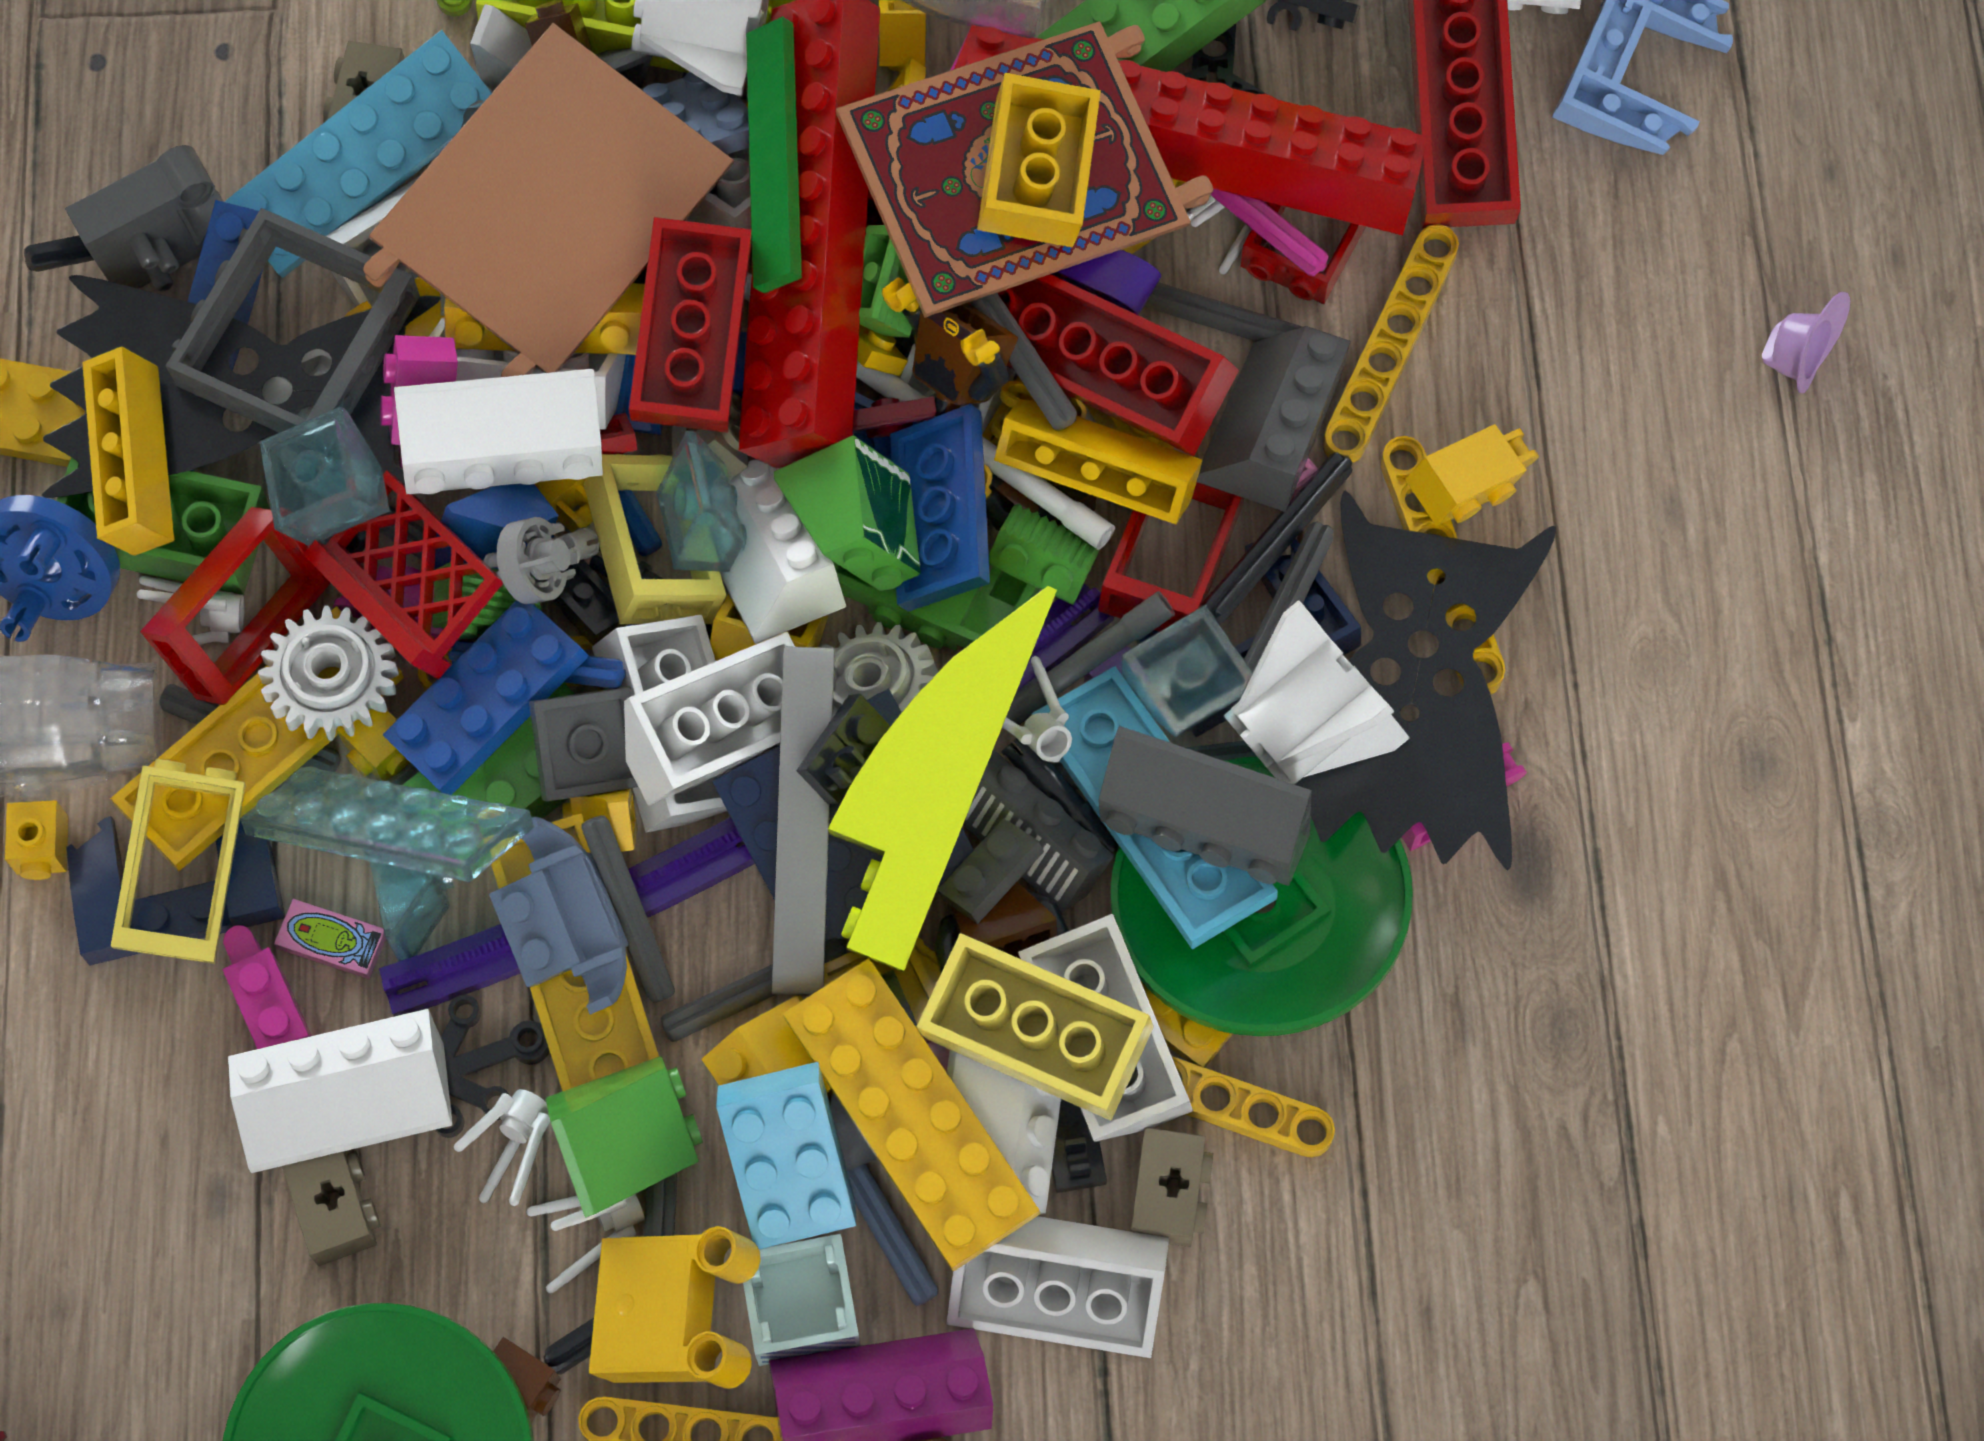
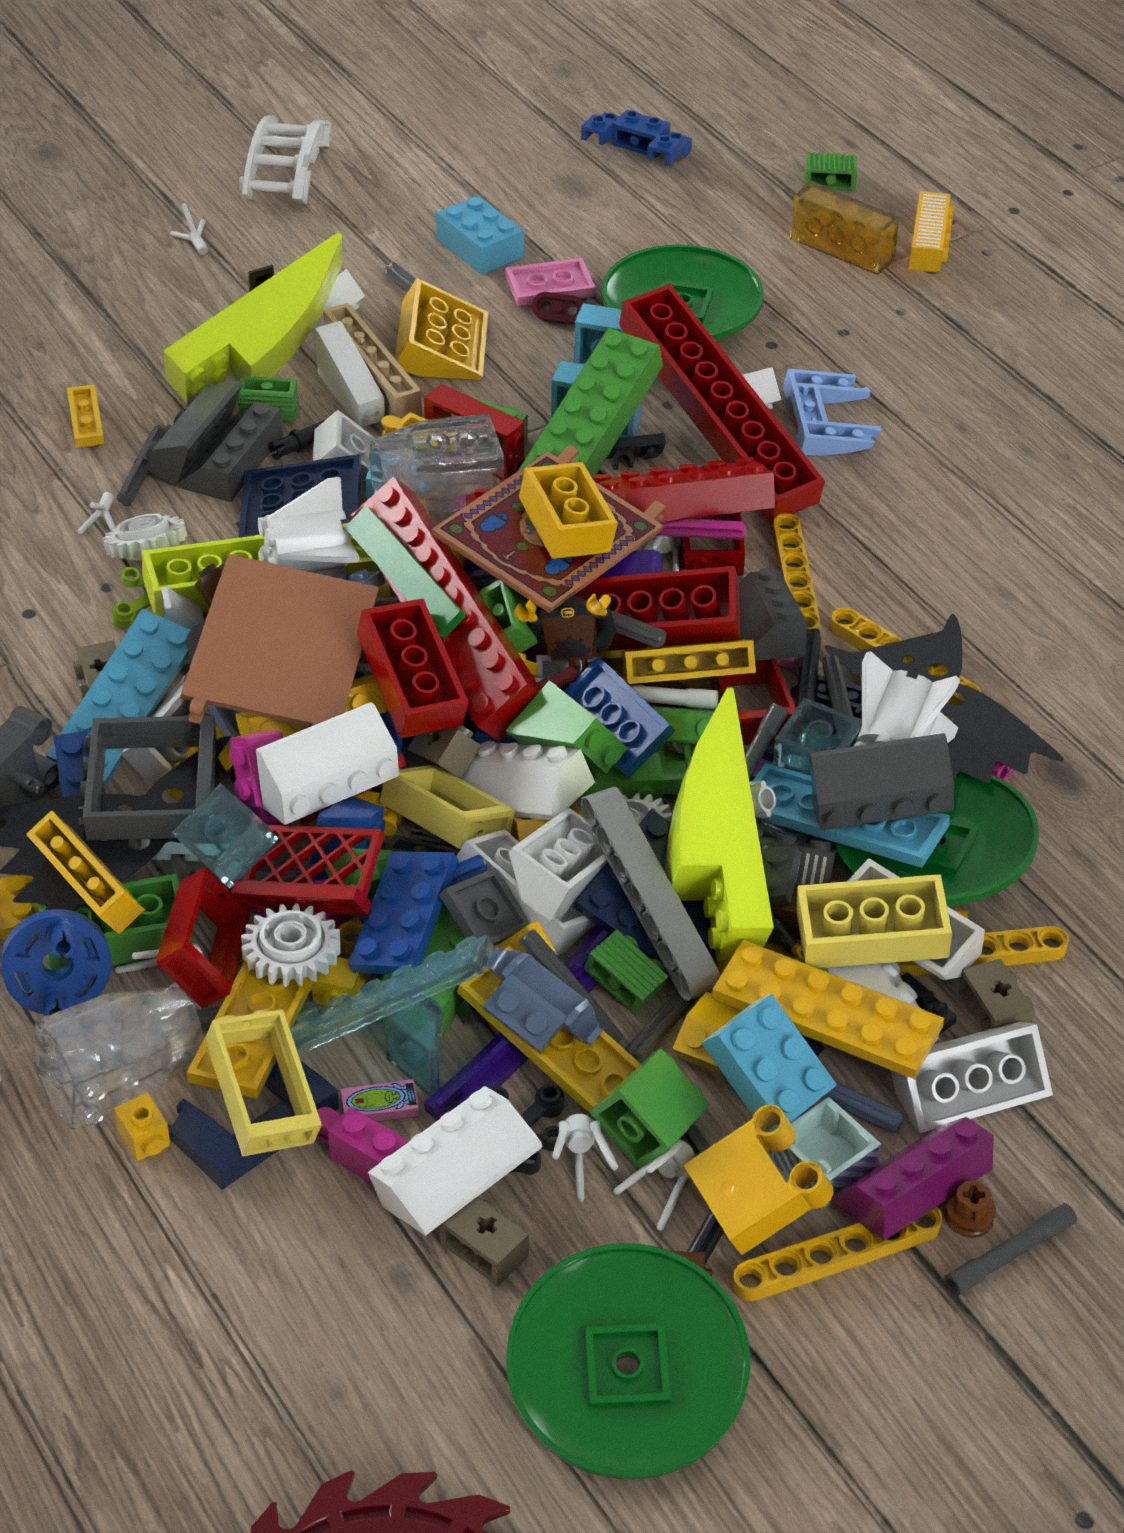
camera: 30 degrees left, 25 degrees down
(543, 558) = (394, 820): light grey pin -> none
(700, 509) = (472, 764): clear light blue slope -> none
(729, 905) = (626, 971): none -> bright green brick
(843, 748) = (655, 834): black plate -> none
(1471, 473) = (889, 608): yellow brick -> none
(1804, 341) = (1011, 492): lavender piece -> none

